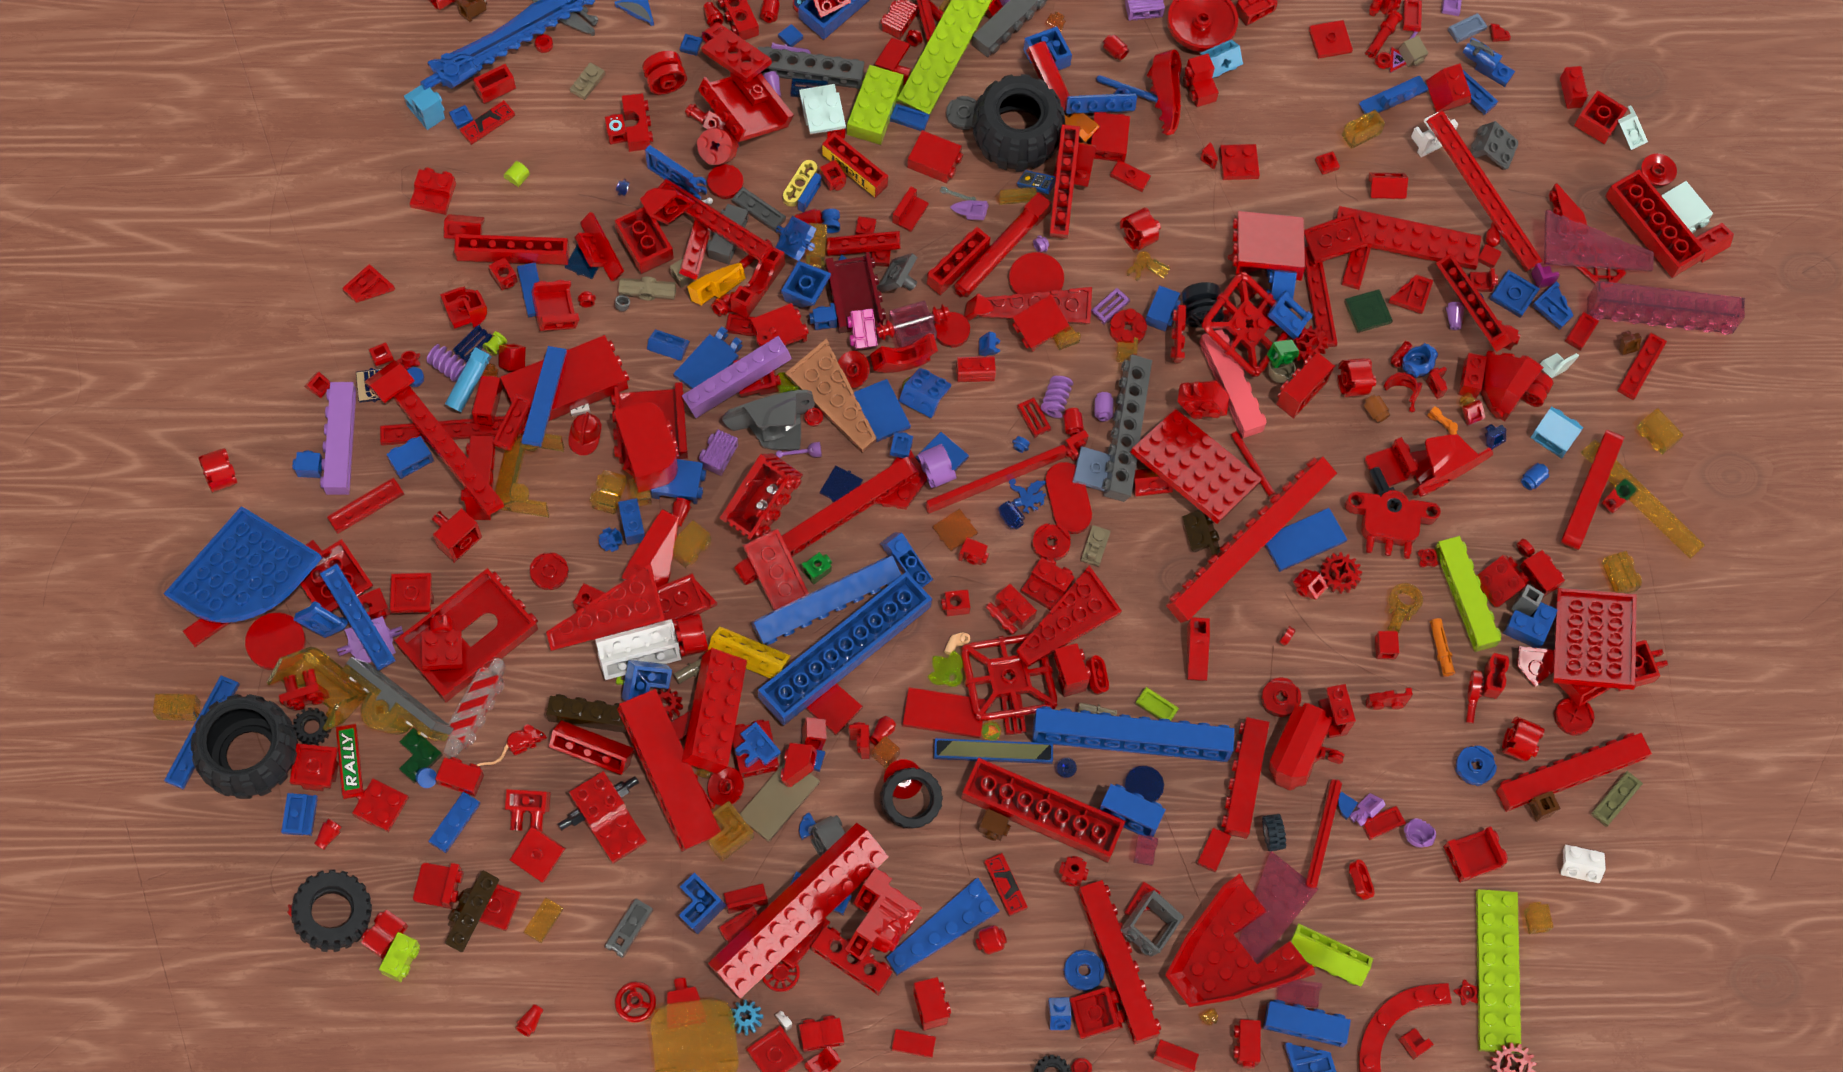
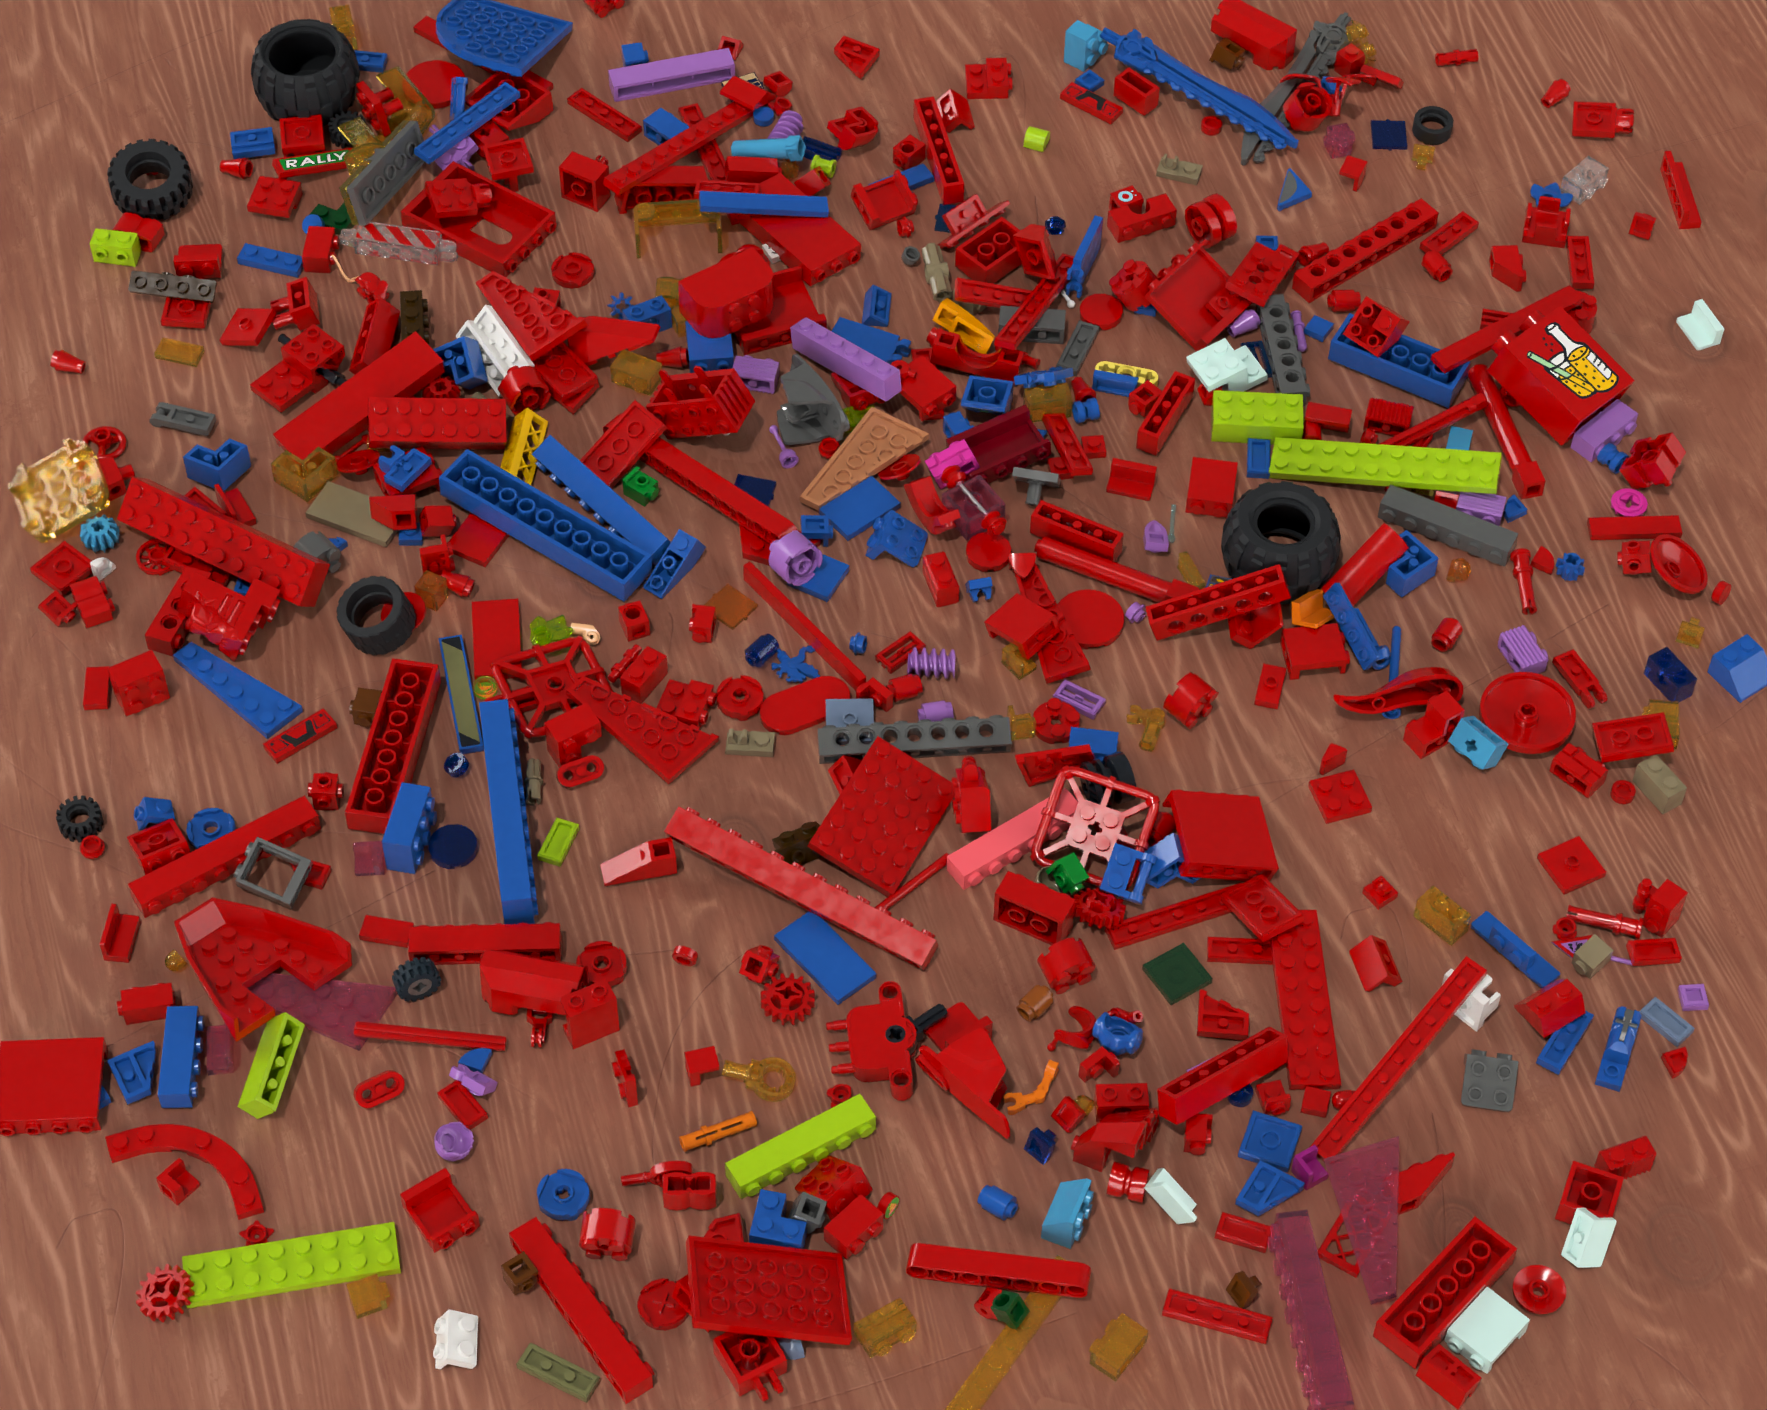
camera: 80 degrees right, 15 degrees down
(991, 939) = (228, 730): red head -> none

